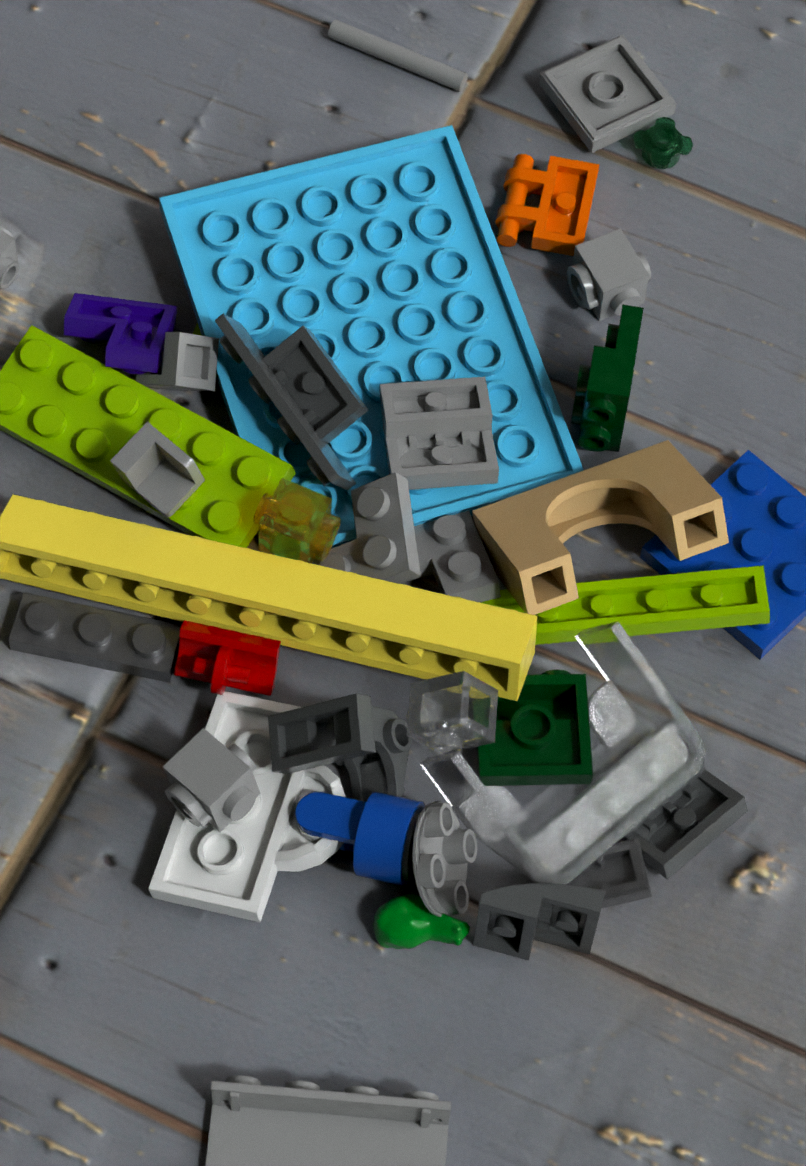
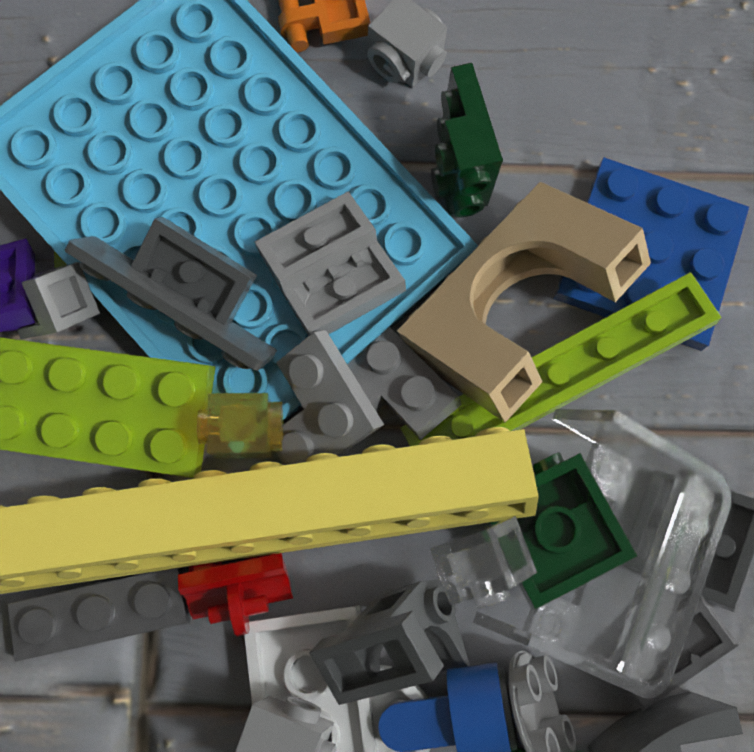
camera: 25 degrees left, 15 degrees up
(157, 470) = (78, 432): light grey panel -> none

